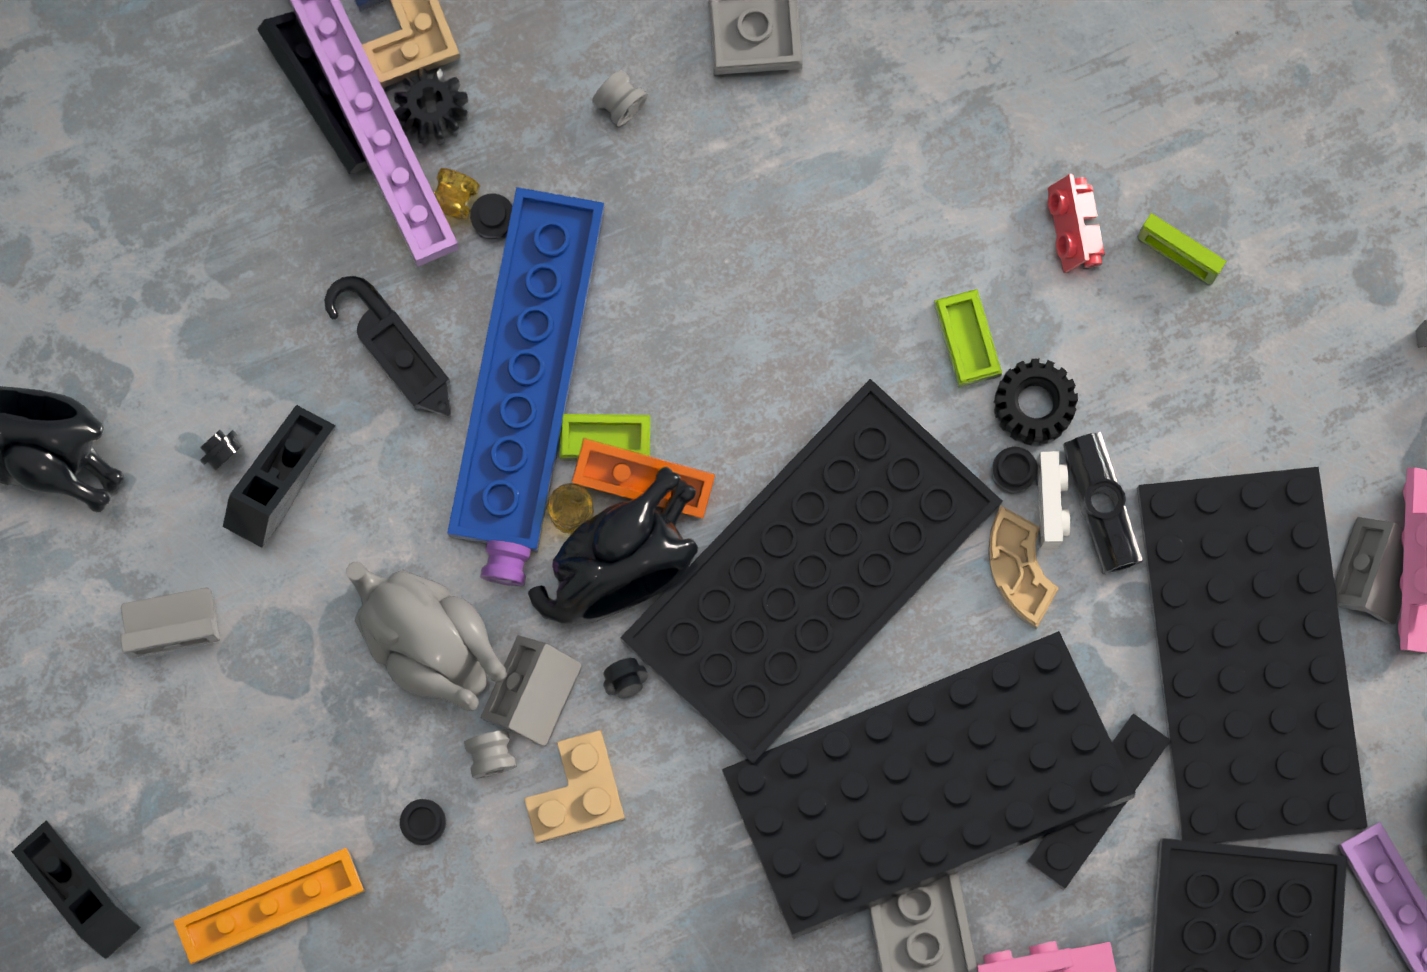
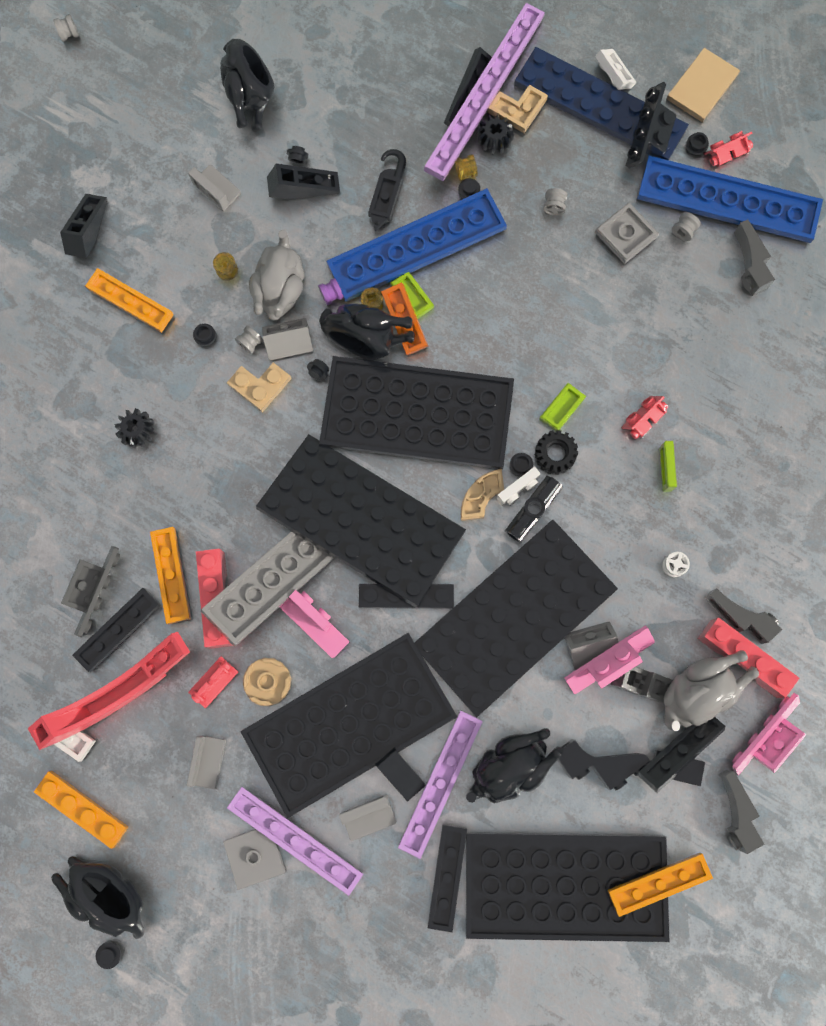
camera: 60 degrees right, 0 degrees up
(337, 707) = (228, 271): none -> clear yellow wheel
(1348, 345) = (680, 563): none -> white wheel

